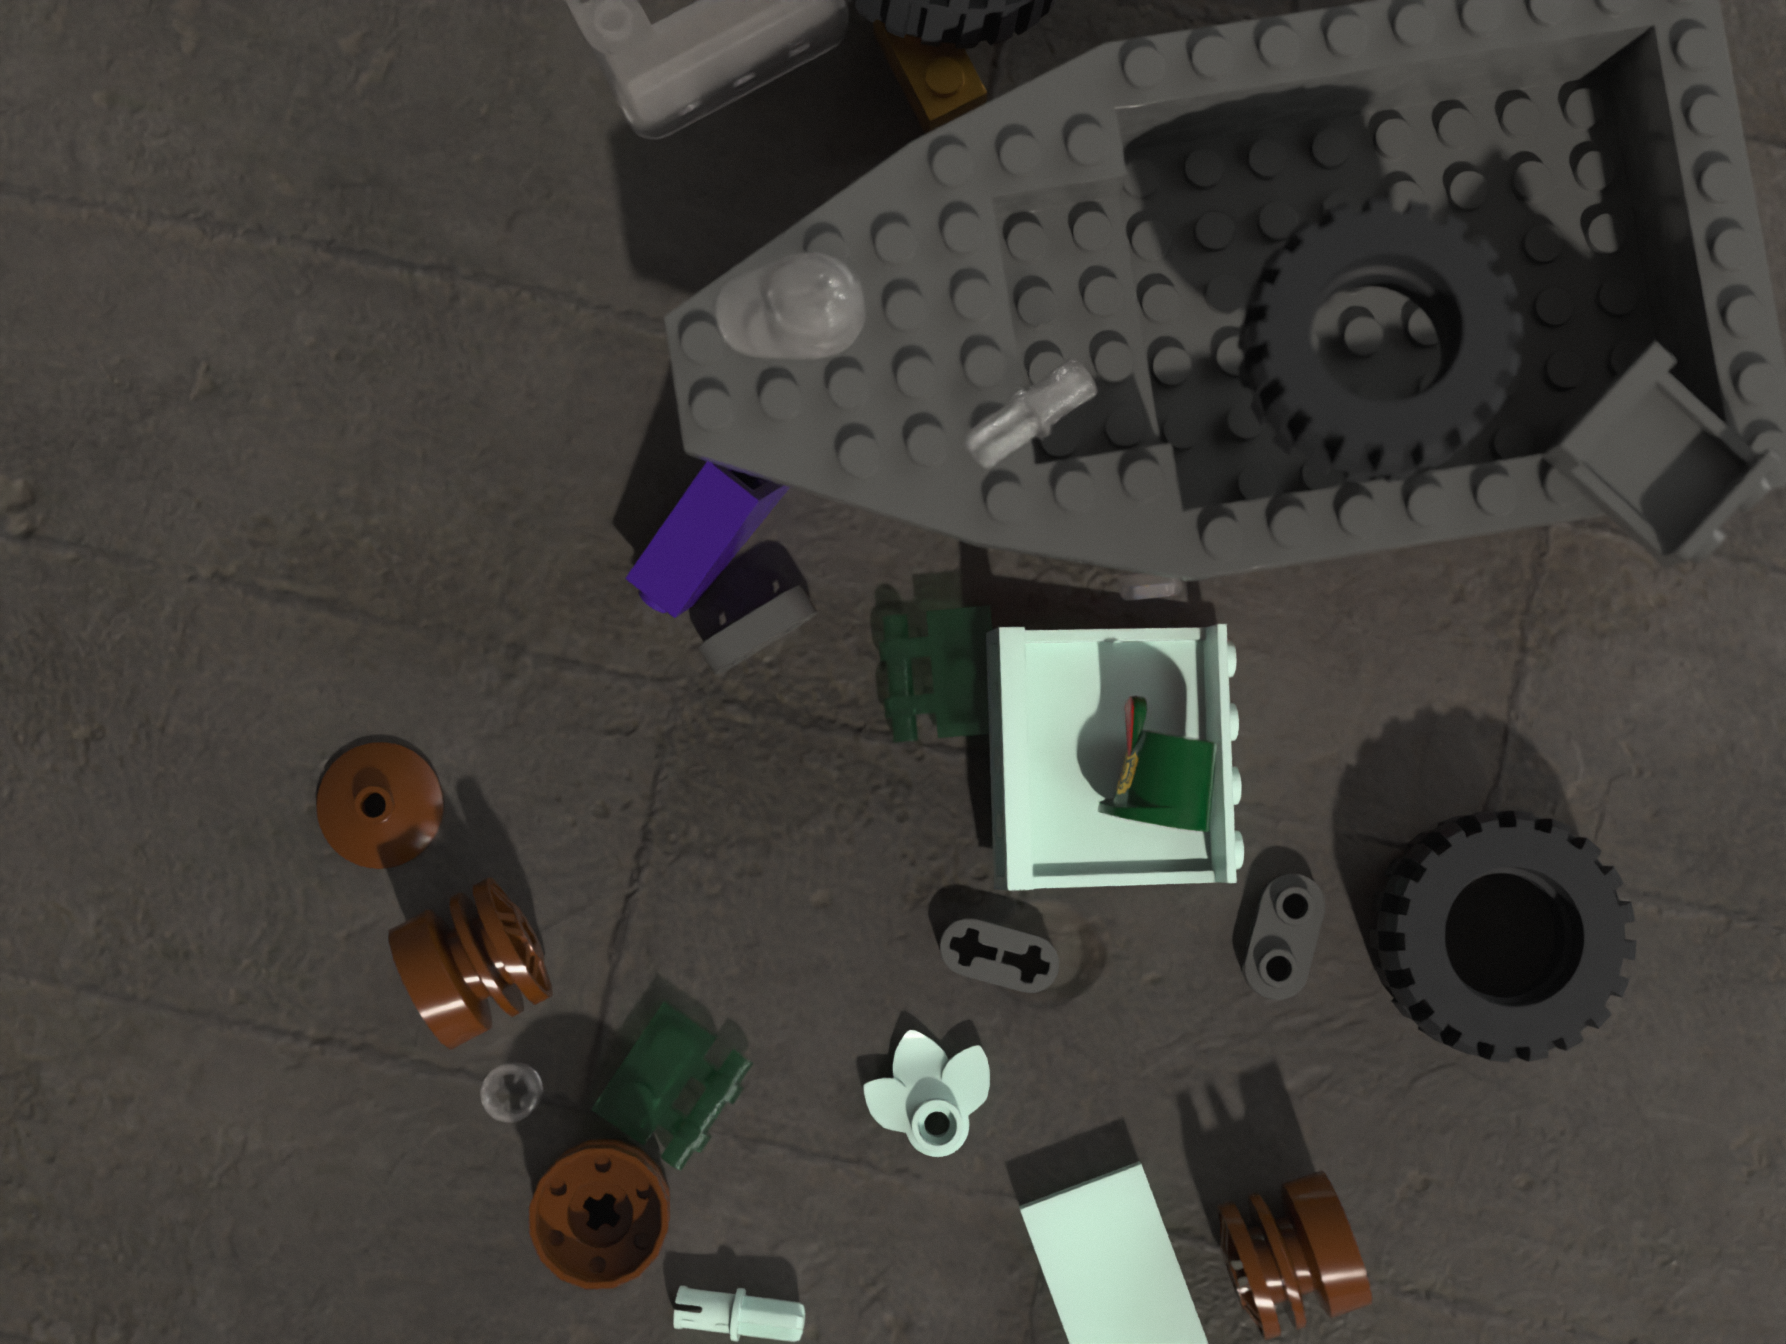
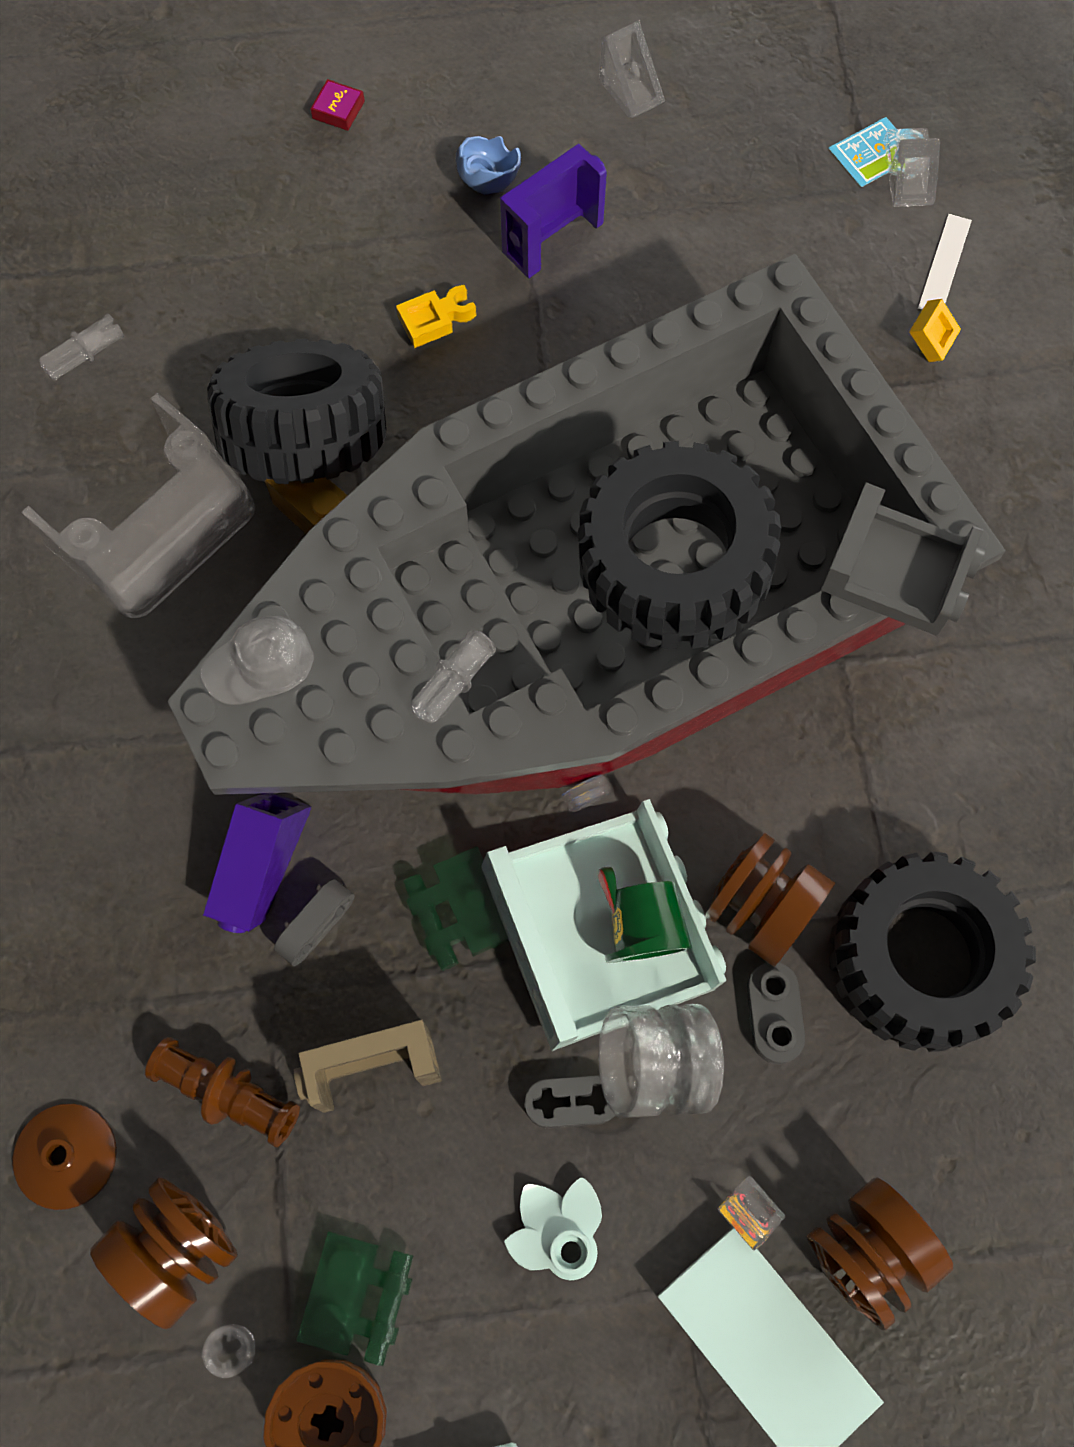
camera: 25 degrees left, 15 degrees down
(586, 799) = (222, 1092): none -> reddish brown piece
(837, 825) = (364, 1053): none -> dark tan panel
(1120, 951) = (660, 1060): none -> clear wheel
(1163, 1156) = (751, 1213): none -> clear tile
(1328, 803) = (769, 899): none -> reddish brown wheel

